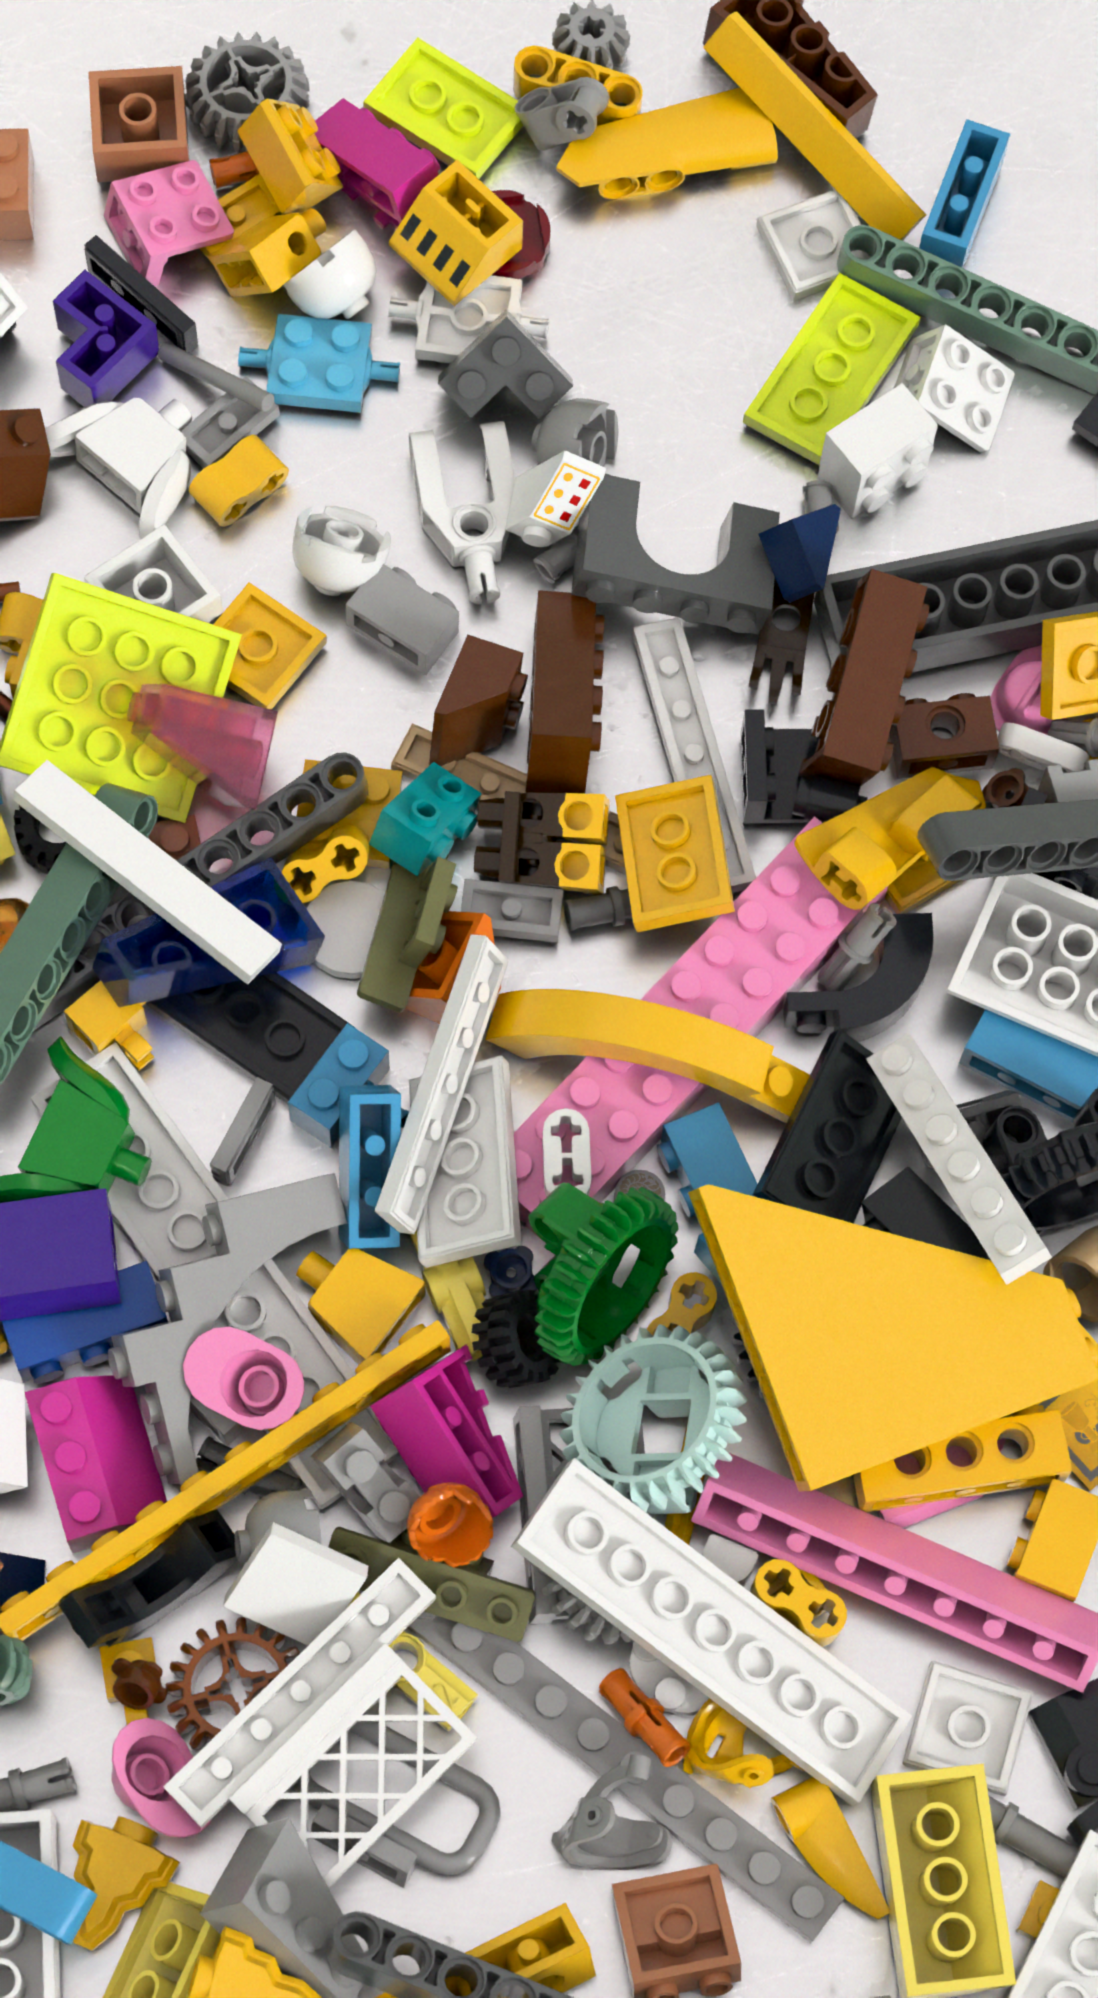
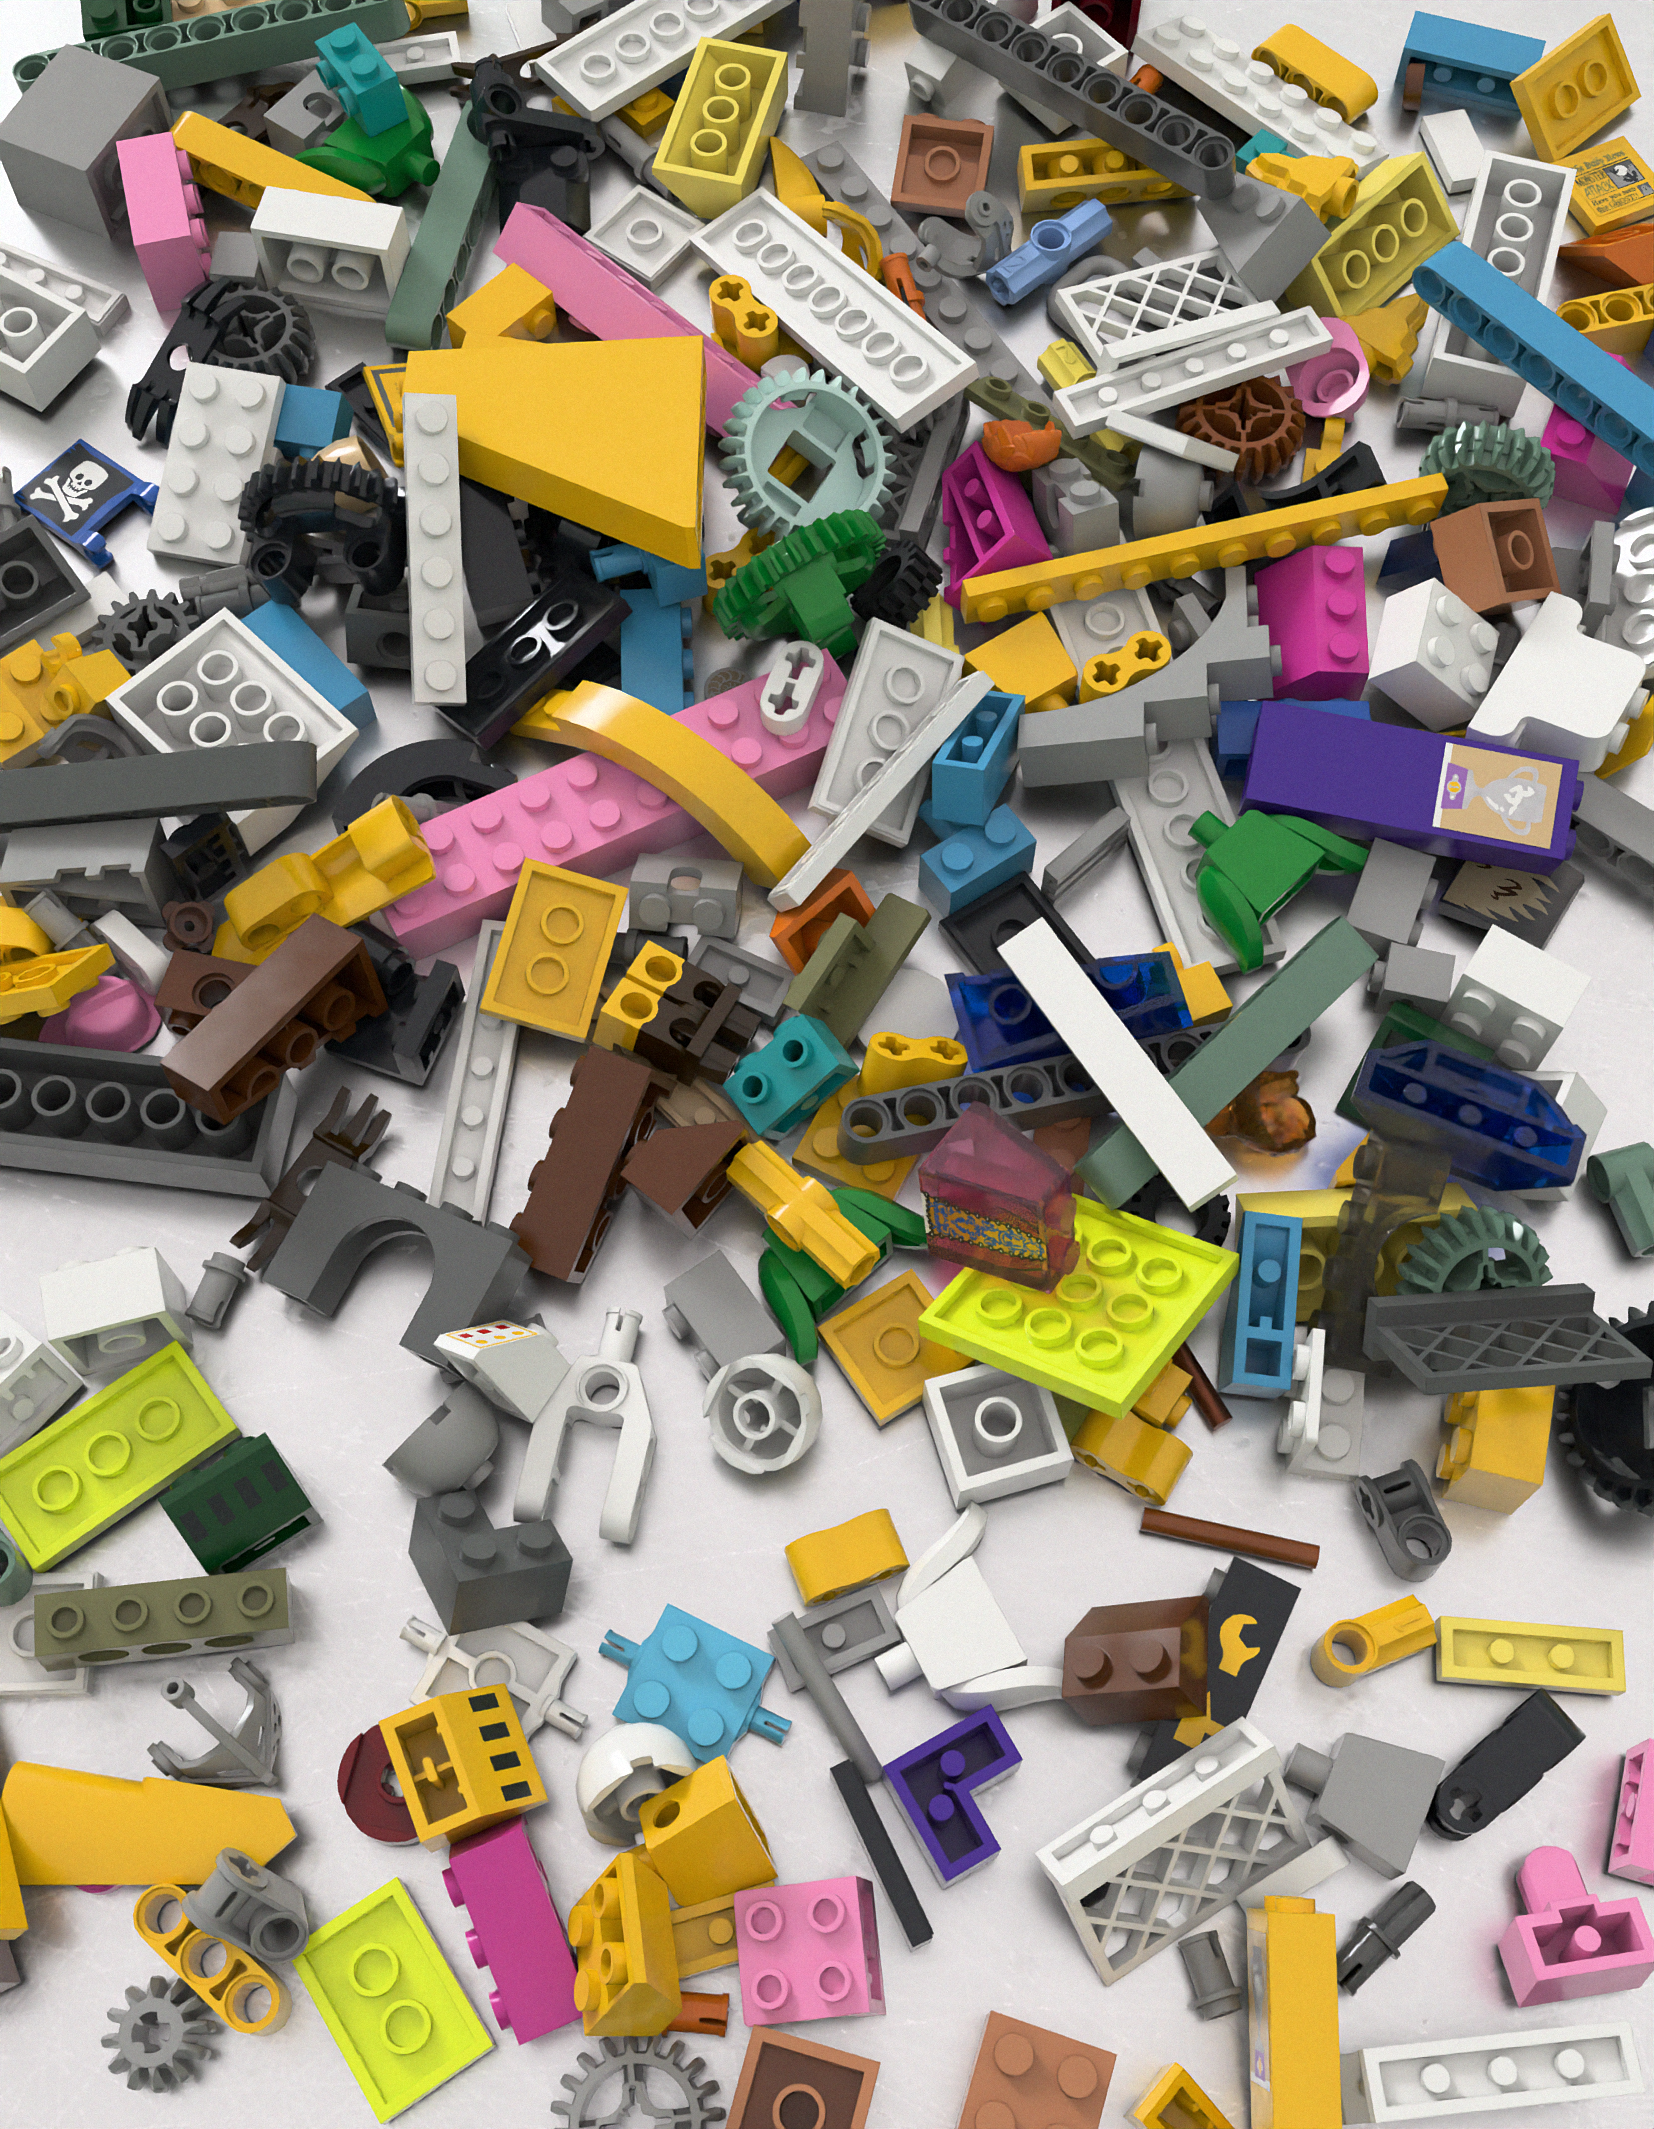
camera: 155 degrees left, 5 degrees down
(138, 1683) = (1328, 434): reddish brown plate -> none
(243, 1378) = (1161, 605): bright pink piece -> none
(262, 1308) = (1138, 659): none -> yellow axle
(345, 695) = (803, 1291): none -> green torso
(365, 687) = (803, 1214): none -> yellow piece
(530, 1823) = (1049, 251): none -> light blue piece
(612, 965) = (711, 907): none -> light grey brick
(616, 218) = (237, 1750): none -> light grey helmet
(706, 356) = (240, 1506): none -> dark green slope
(721, 265) = (163, 1619): none -> olive brick
(802, 551) = (258, 1215): dark blue slope -> none

